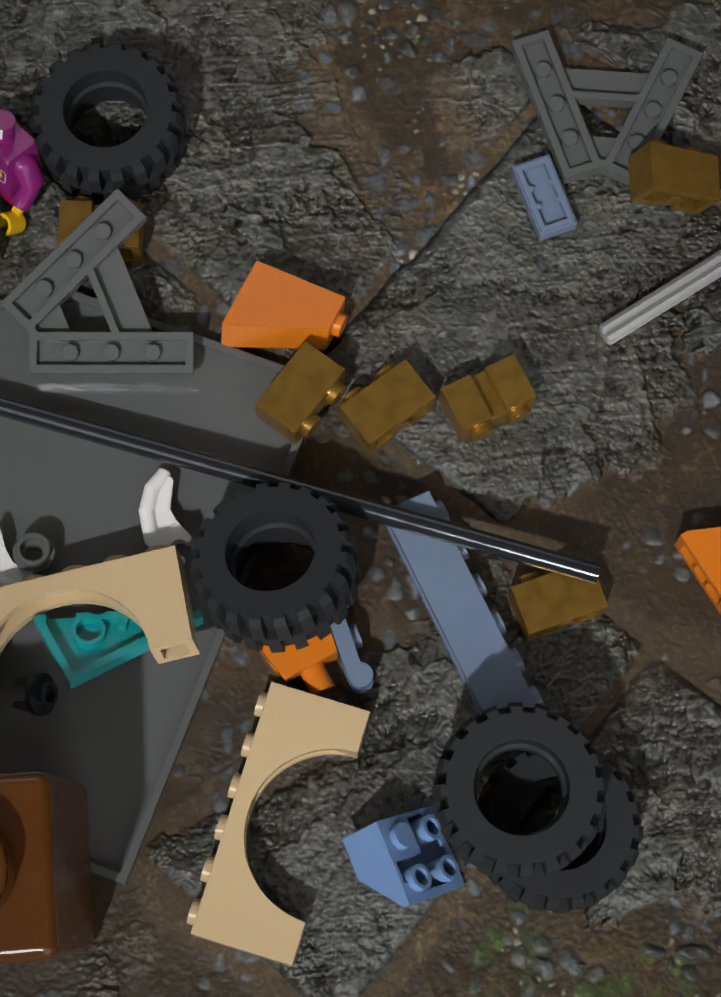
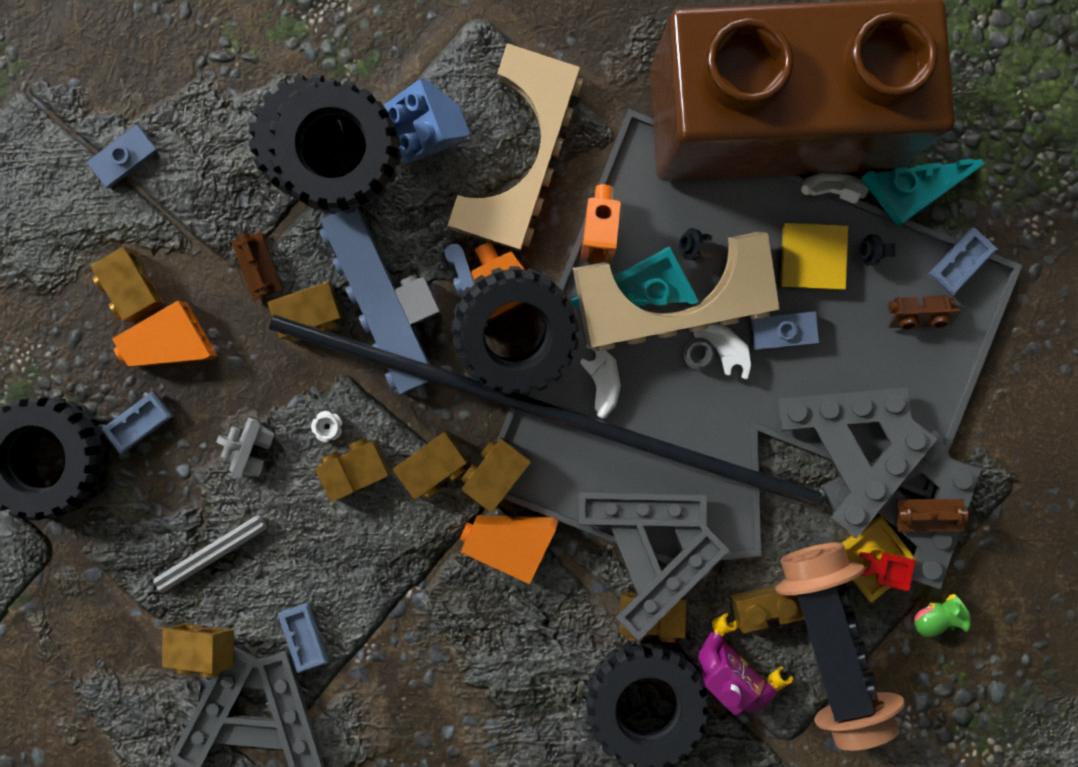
camera: 175 degrees left, 15 degrees up
(165, 693) = (601, 226): none -> orange torso
(409, 617) = (417, 299): none -> light grey brick
(532, 447) = (326, 418): none -> white plate
(627, 660) = (256, 265): none -> reddish brown hinge
(635, 427) = (243, 462): none -> light grey hips

